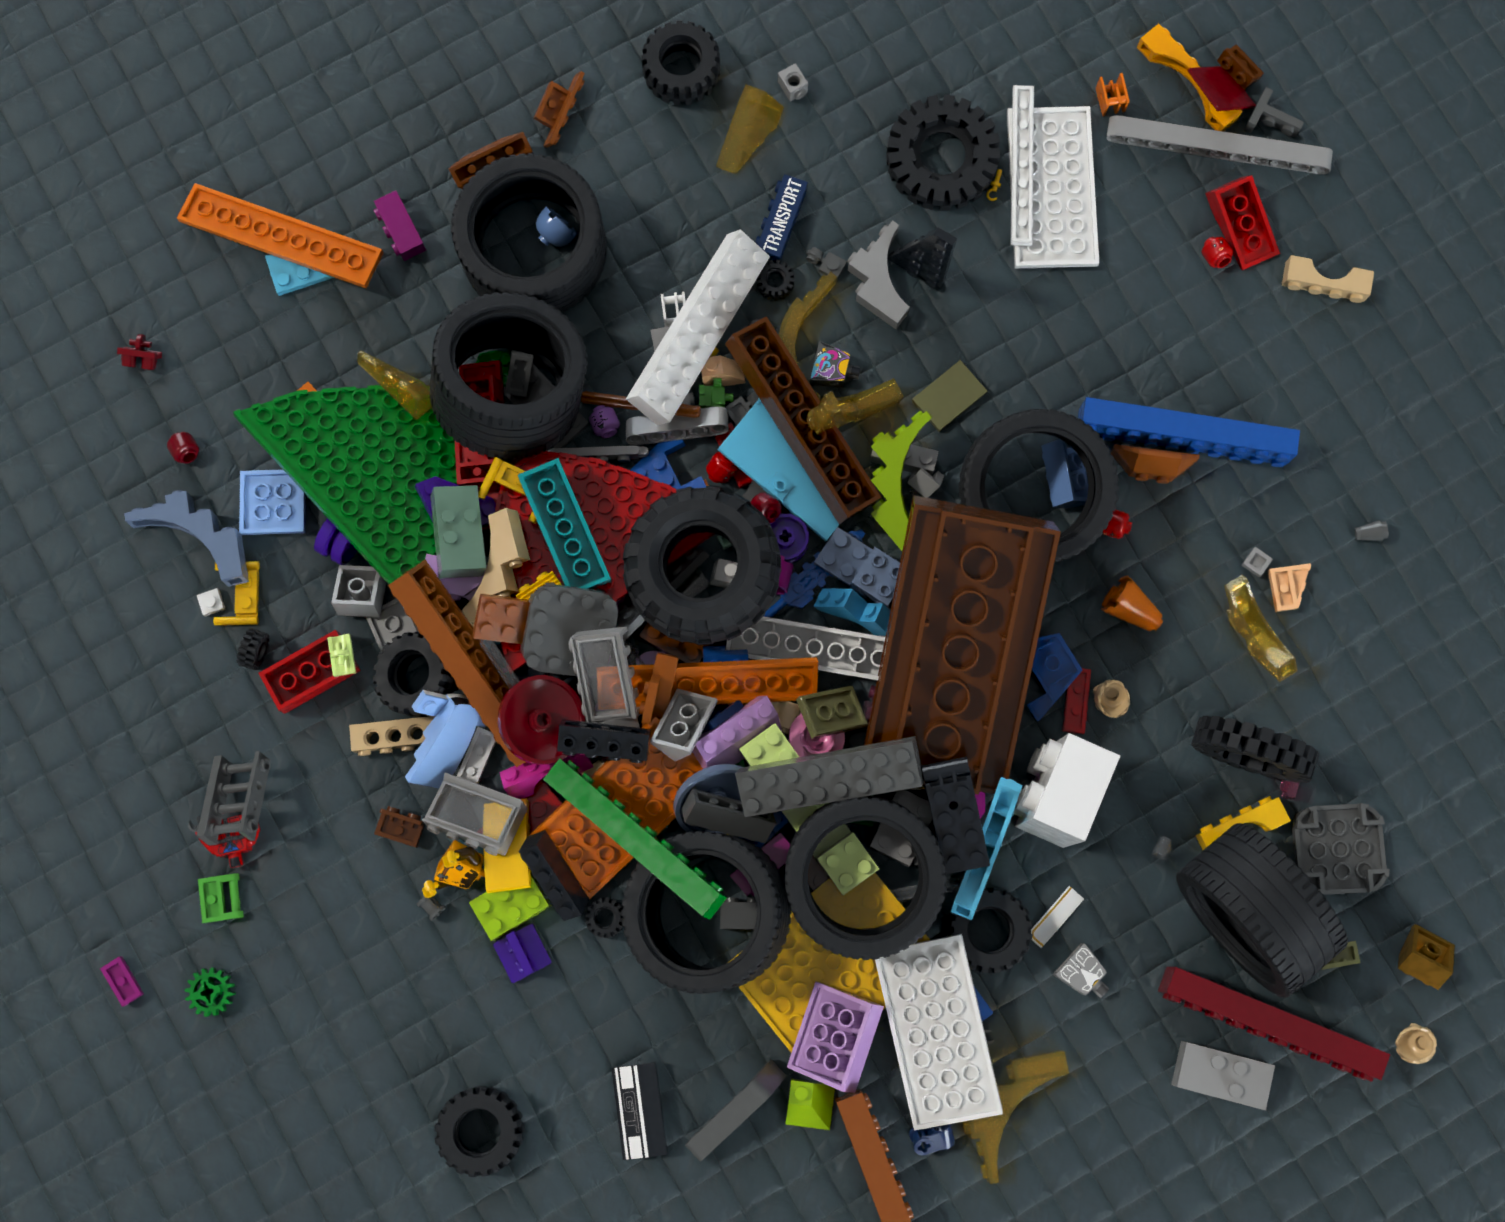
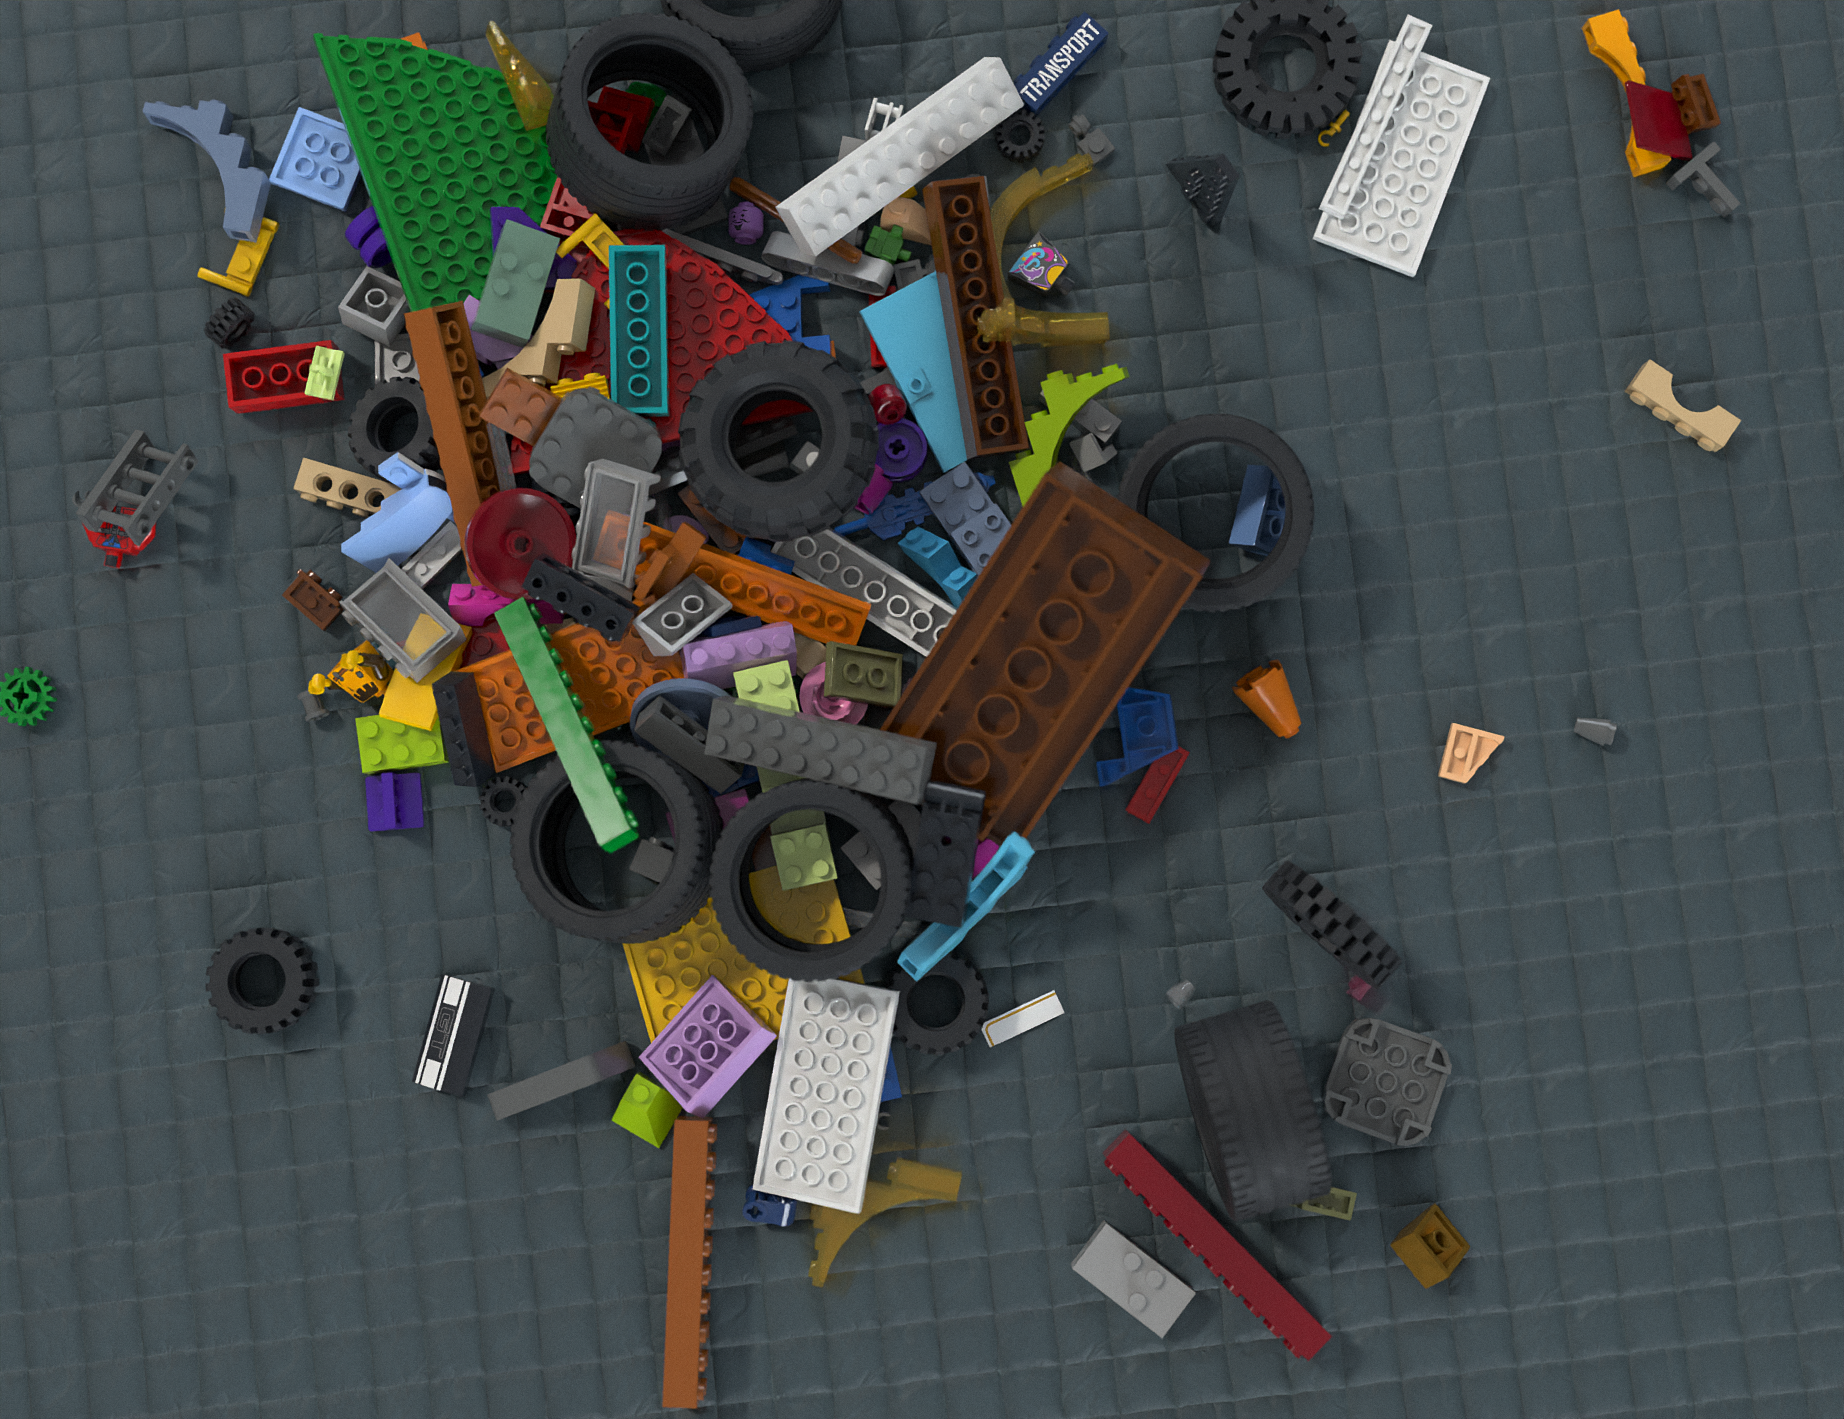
camera: 25 degrees right, 5 degrees up
(183, 447) = (244, 51): dark red head -> none
(211, 602) = (205, 248): white plate -> none
(213, 900) = (70, 594): bright green plate -> none
(720, 468) = (856, 336): red head -> none
(877, 290) = (1140, 167): light grey arch -> none
(950, 395) = (1166, 360): olive tile -> none
(1065, 791) = (1089, 879): white brick -> none
(1082, 972) = (1024, 1095): light grey torso -> none
(1111, 698) = (1197, 796): tan hair -> none
(1118, 95) = (1525, 83): orange piece -> none
(1118, 525) = (1295, 595): red head -> none
(1152, 463) = (1372, 541): dark orange wedge -> none
(1190, 432) = (1428, 521): blue brick -> none
(1217, 252) = (1563, 319): red head -> none
(1219, 145) = (1626, 189): light grey beam -> none
(1243, 221) = (1612, 295): red slope -> none
(1257, 562) = (1442, 708): light grey plate -> none
(1260, 638) = (1401, 788): clear yellow arch -> none
(1267, 815) = (1319, 1007): yellow arch -> none
(1416, 1044) = (1371, 1339): tan hair -> none

